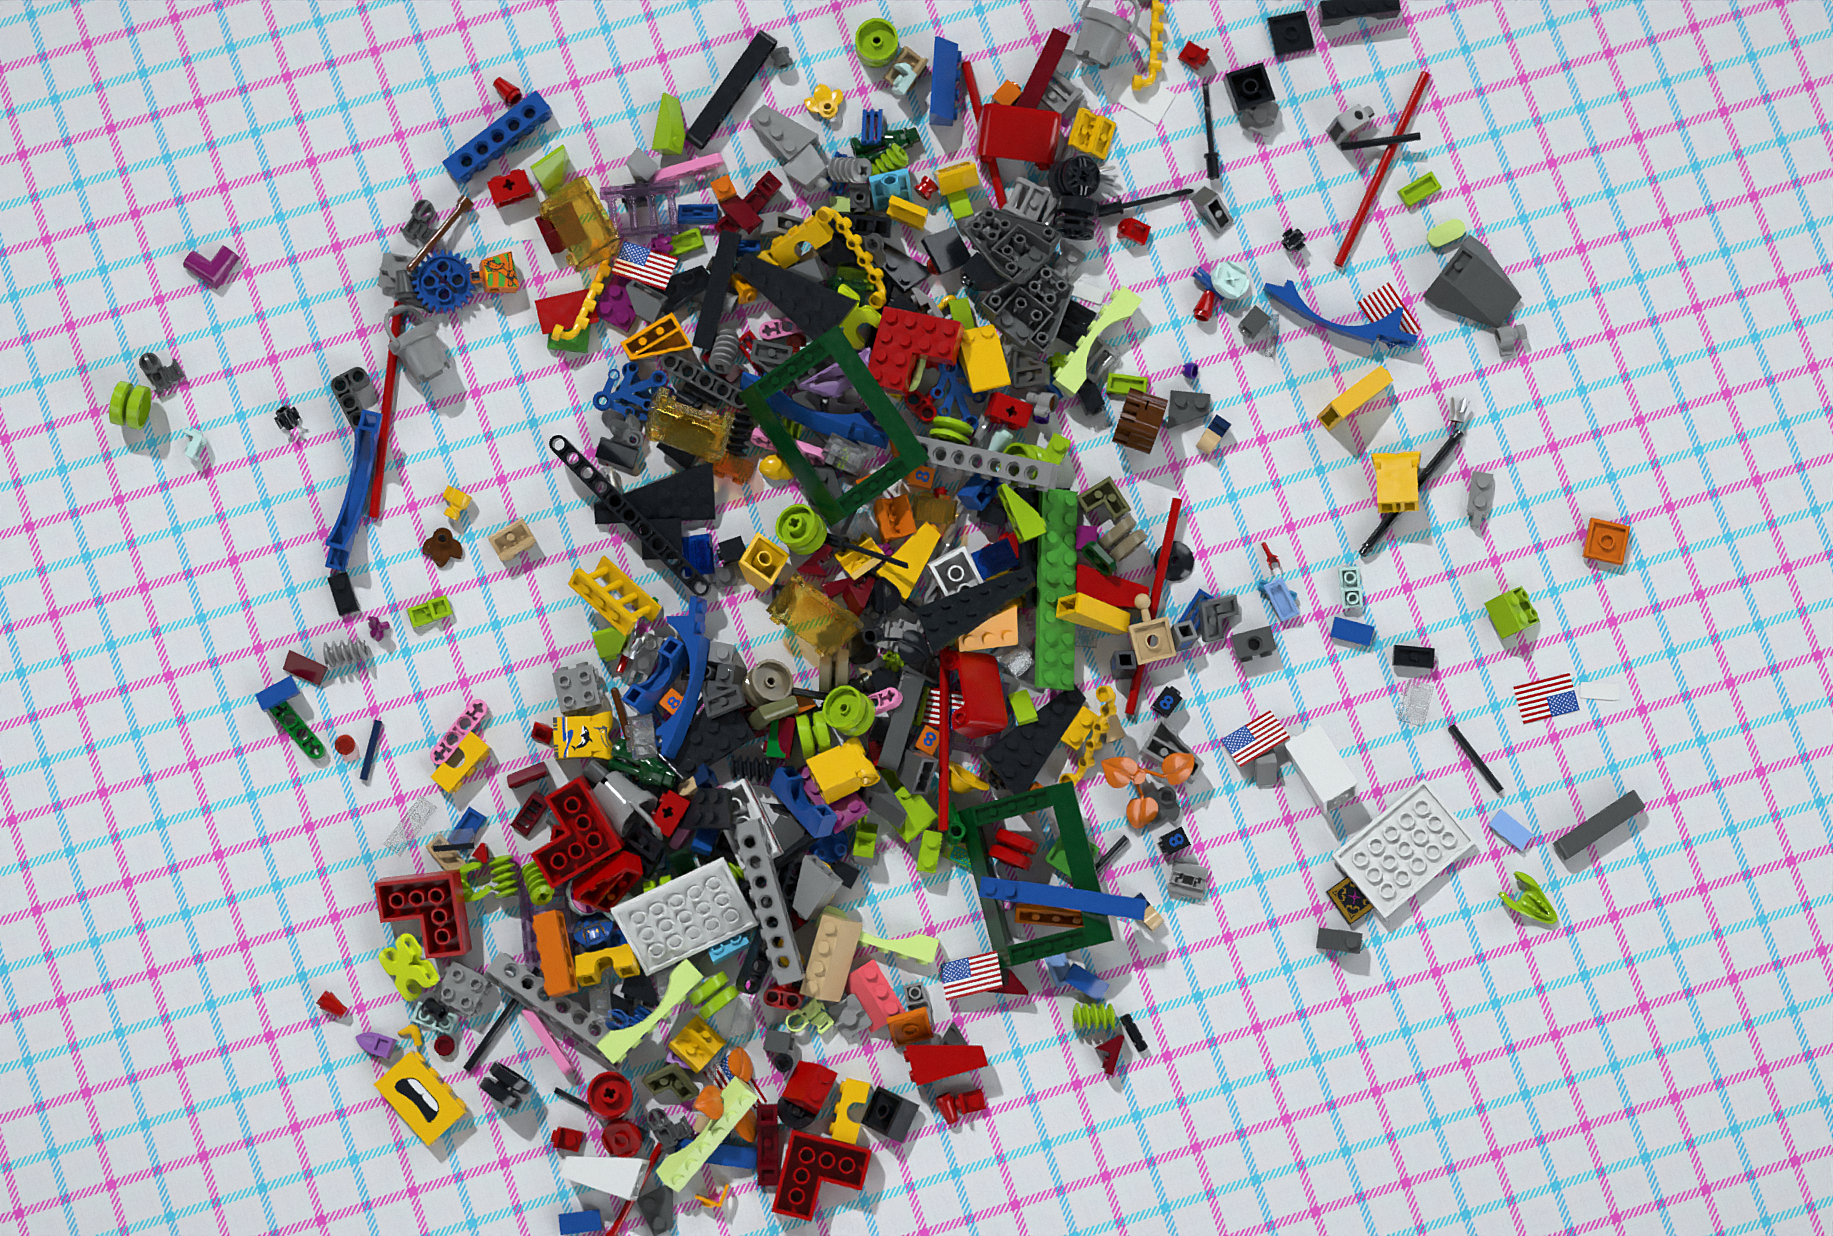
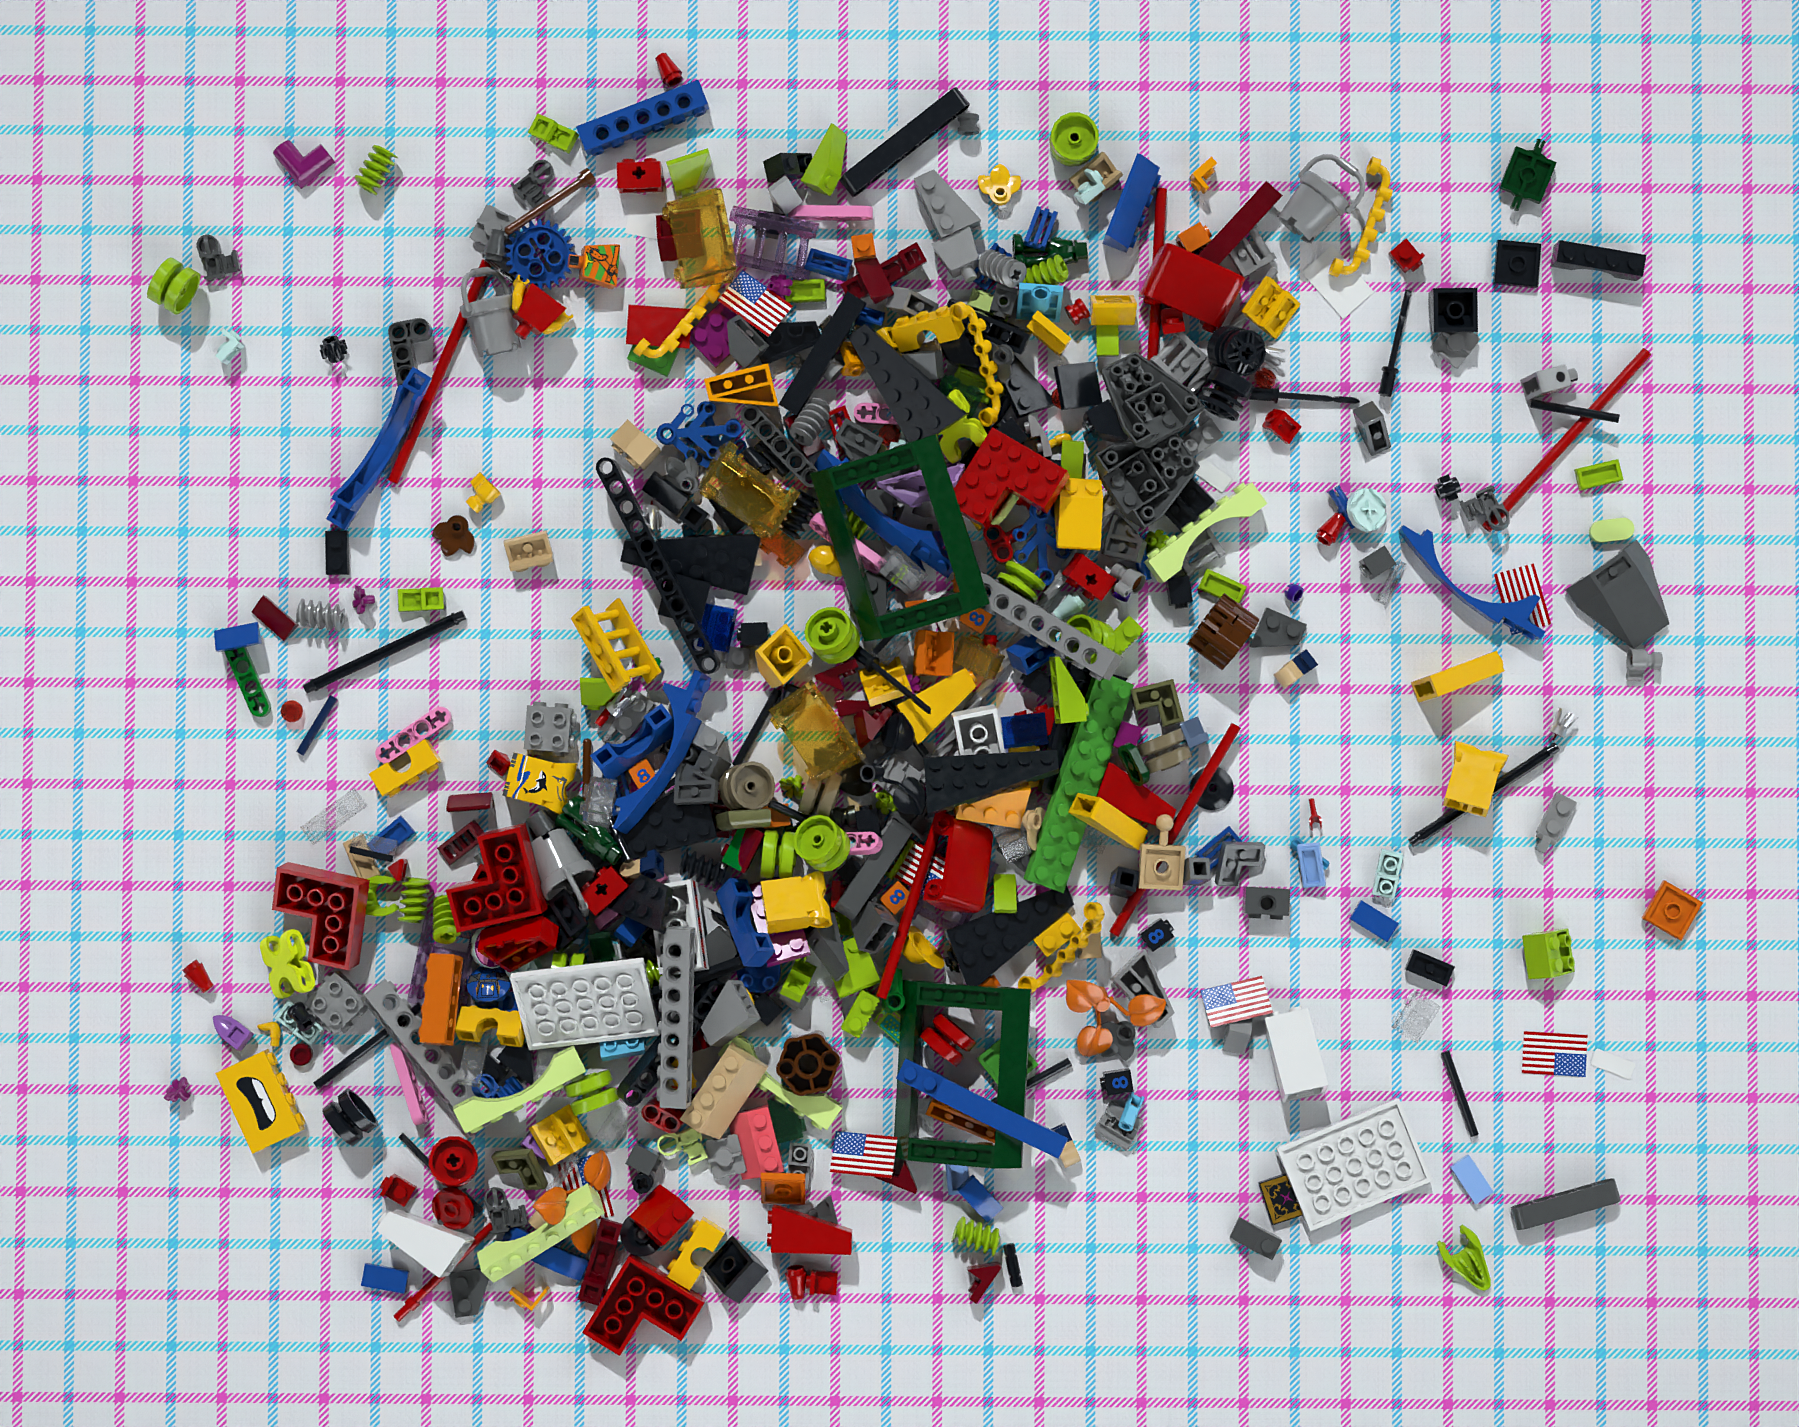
camera: 20 degrees right, 5 degrees up
(276, 251) = (375, 169): none -> lime piece
(344, 1112) = (177, 1090): none -> magenta plant
(411, 667) = (385, 651): none -> black piece
(423, 175) = (553, 133): none -> lime slope
(455, 328) = (536, 310): none -> red torso
(578, 418) = (635, 444): none -> tan brick
(632, 138) = (788, 164): none -> black slope
(648, 465) = (694, 517): none -> black brick
(760, 630) = (757, 727): none -> black bar
(807, 672) = (793, 786): none -> lime plant
(885, 921) = (808, 1044): none -> reddish brown piece
(894, 968) = (785, 1122): none -> clear green slope
(997, 36) = (1204, 171): none -> light orange bracket
(1010, 170) = (1172, 321): none -> red bracket
(1026, 634) = (1032, 822): none -> tan plate
(1106, 195) = (1265, 378): none -> clear red plate
(1142, 517) = (1193, 732): none -> sand blue panel
(1193, 863) = (1130, 1112): none -> medium azure bar
(1334, 244) = (1486, 504): none -> dark grey piece

